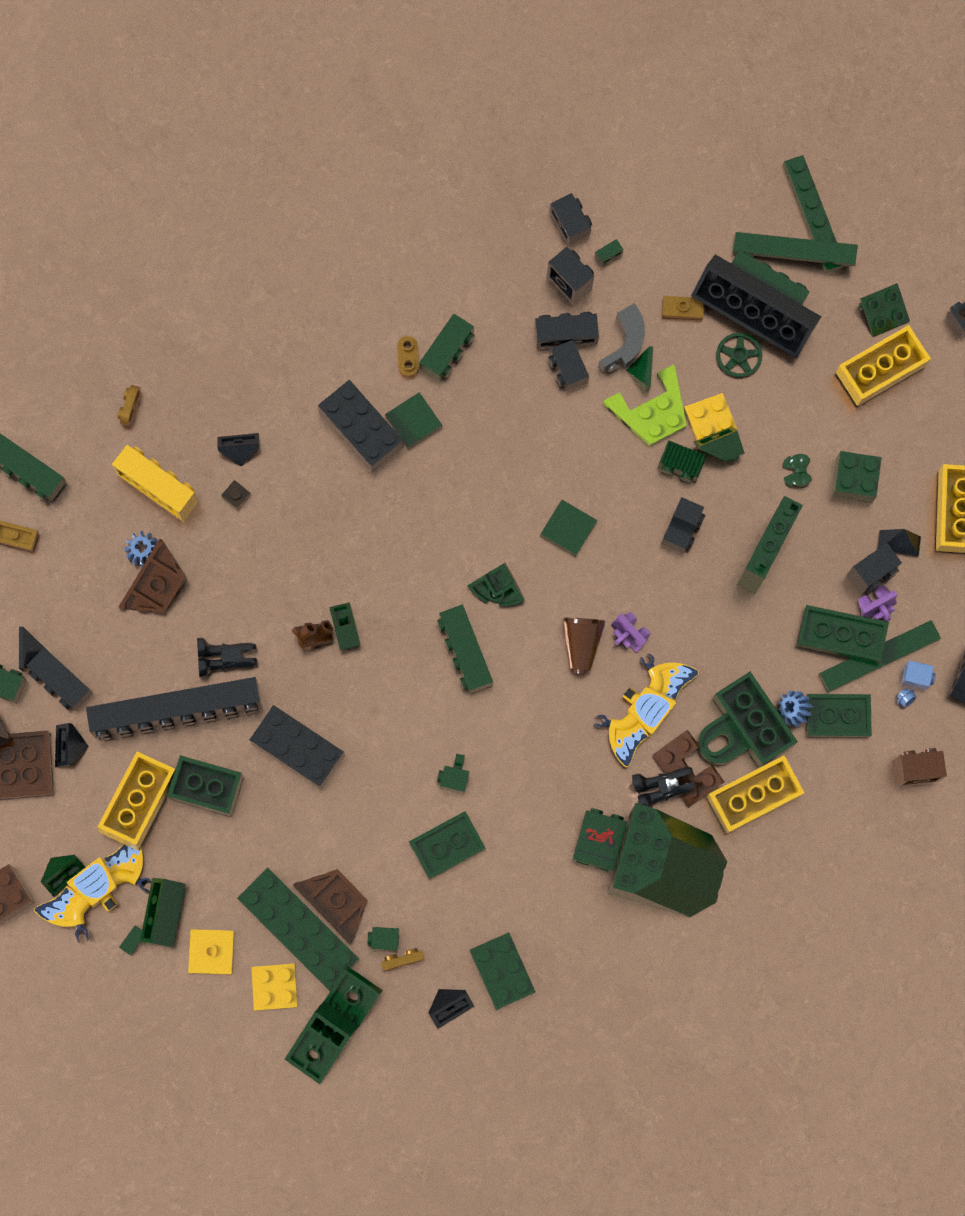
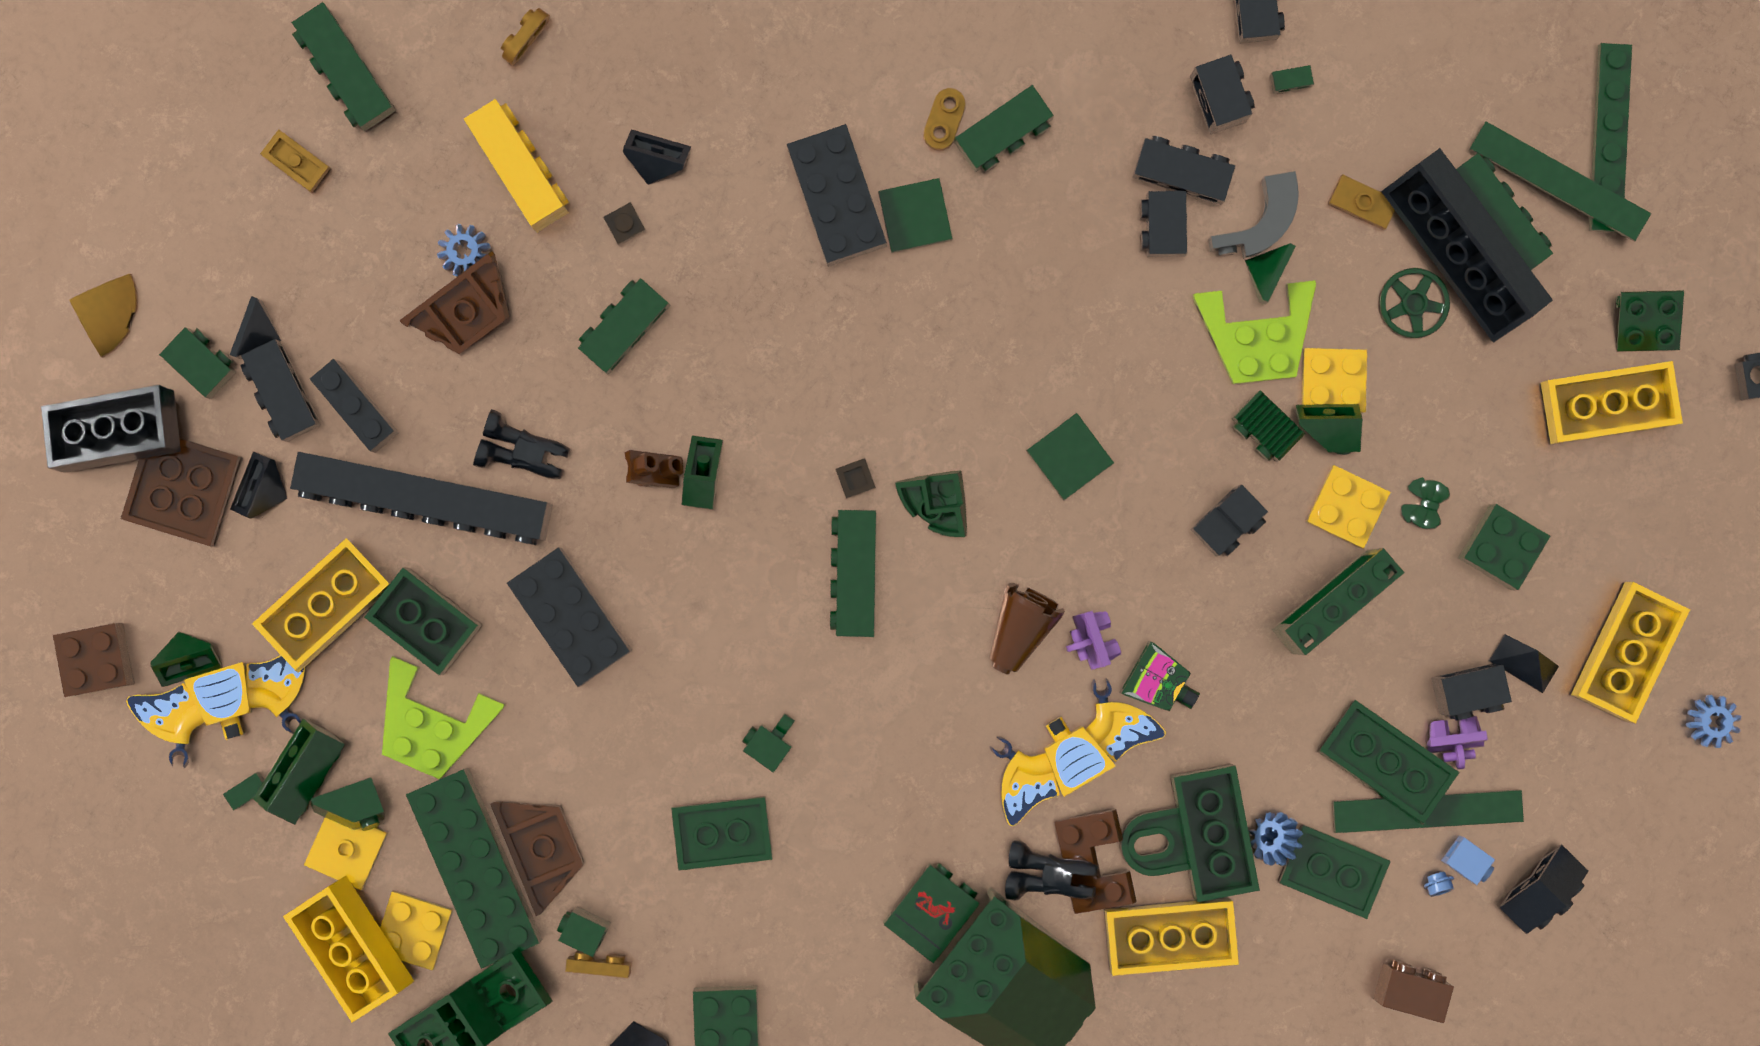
camera: 25 degrees right, 10 degrees up
(109, 670) = (354, 405): none -> black brick
(204, 921) = (351, 805): none -> dark green slope
(234, 860) = (424, 735): none -> lime wing
(238, 1012) = (348, 949): none -> yellow brick
(259, 555) = (623, 325): none -> dark green brick
(441, 592) = (855, 478): none -> dark brown plate
(681, 641) = (1159, 680): none -> torso
(751, 491) = (1348, 506): none -> yellow plate

